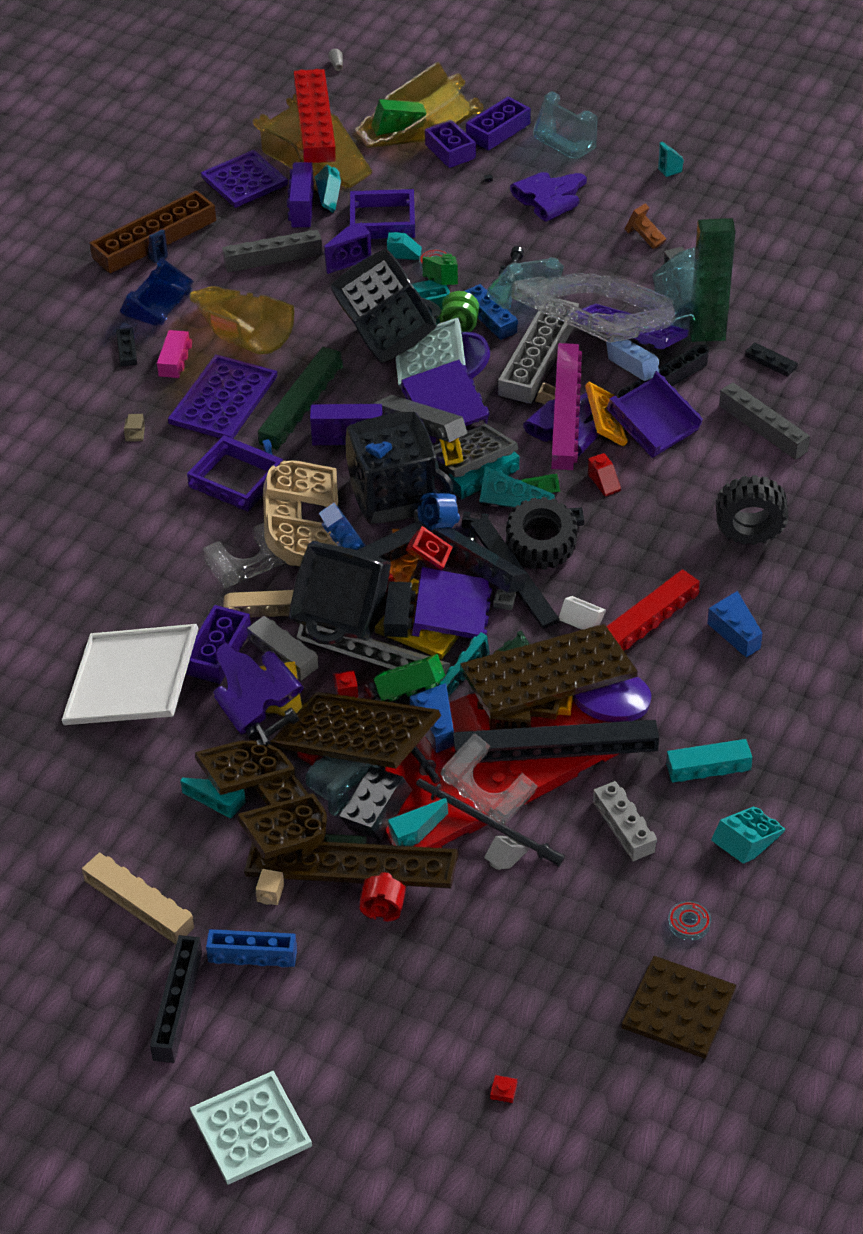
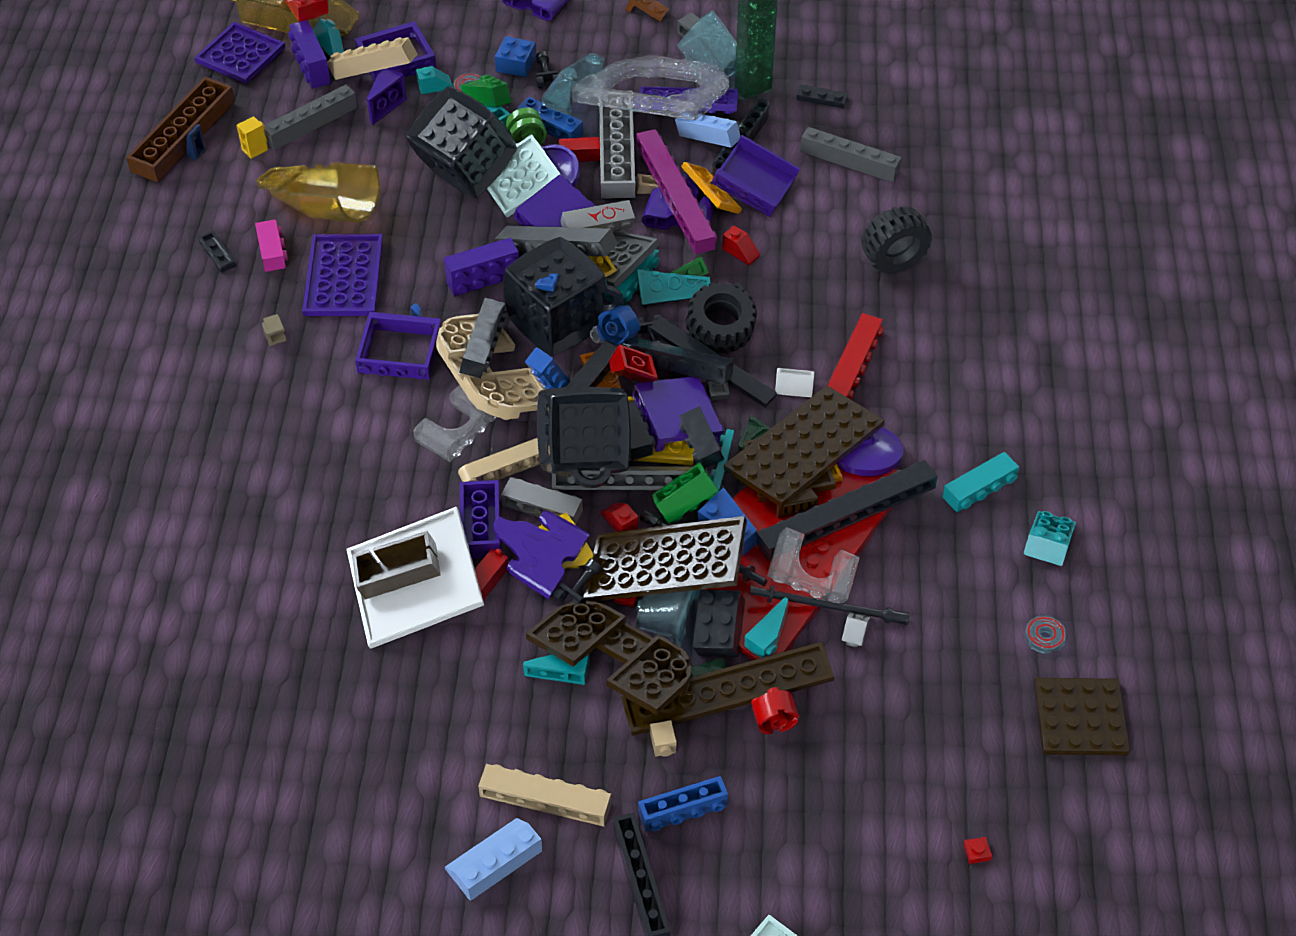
camera: 25 degrees left, 5 degrees up
(64, 937) = (495, 858): none -> light blue slope
(127, 657) = (401, 565): none -> dark brown piece
(157, 294) = (221, 191): clear blue windscreen -> none
(197, 694) = (491, 571): none -> red brick
(209, 254) = (252, 137): none -> yellow brick
(300, 397) = (419, 254): clear green brick -> none
(306, 485) = (483, 338): none -> brick
(350, 210) = (371, 58): none -> tan brick
(452, 632) = (700, 437): none -> black brick
(478, 410) = (609, 216): none -> light grey brick
(491, 245) = (515, 56): none -> blue brick
(501, 344) = (584, 148): none -> red brick
(624, 820) = (941, 562): light grey brick -> none
(735, 624) = (933, 349): blue wedge -> none

